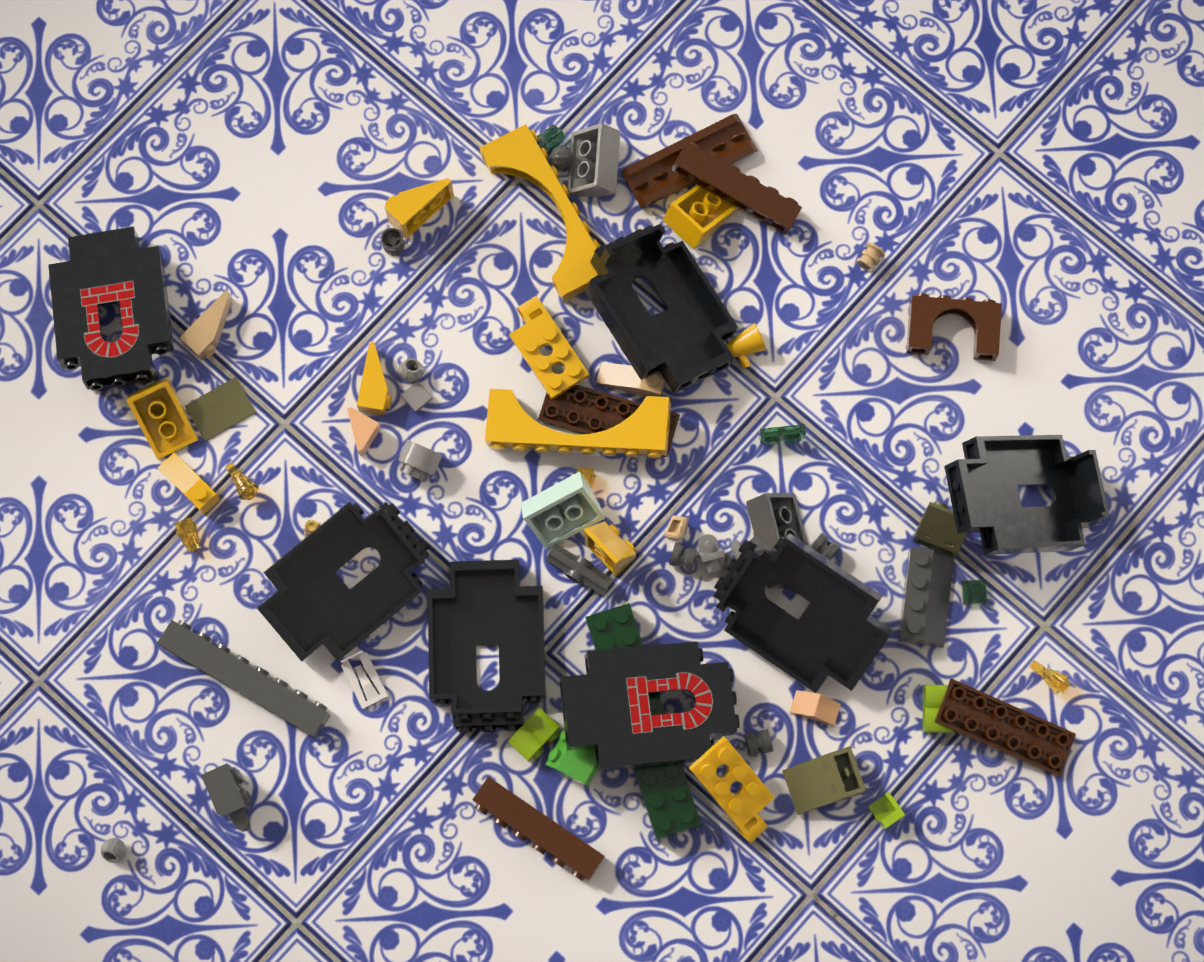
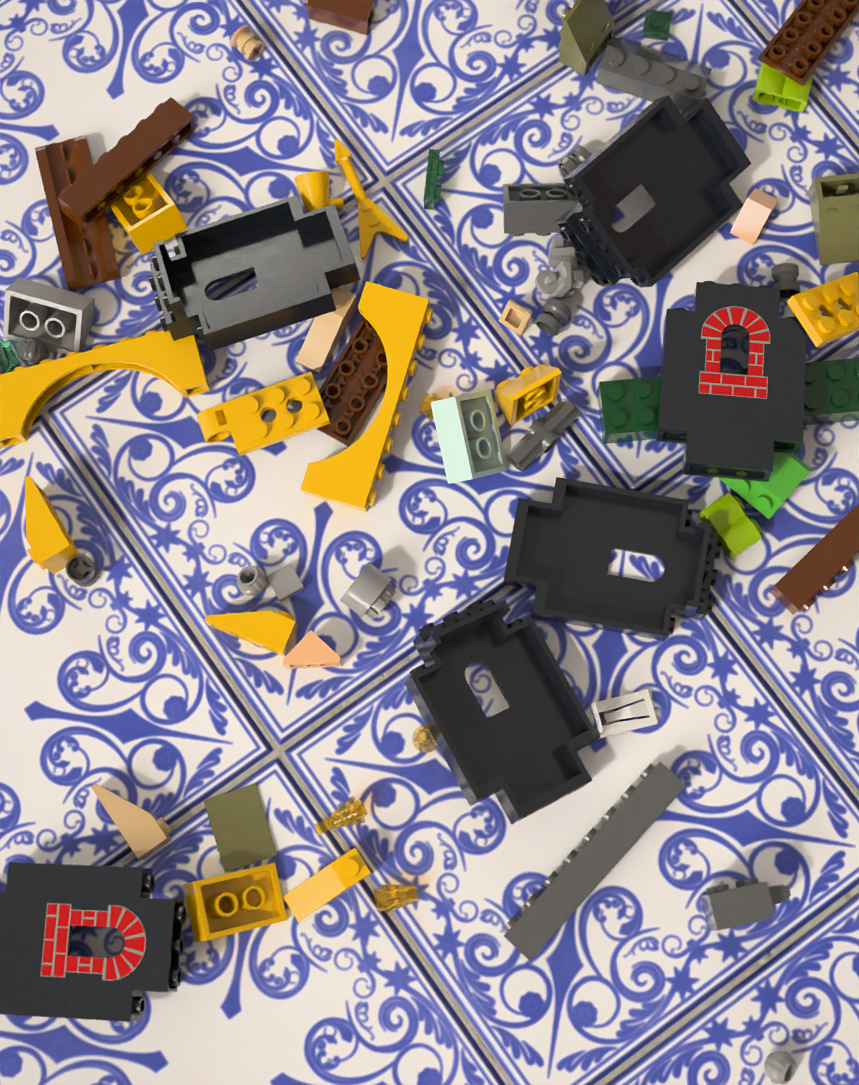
camera: 75 degrees left, 0 degrees up
(738, 393) = (371, 217): none -> yellow piece

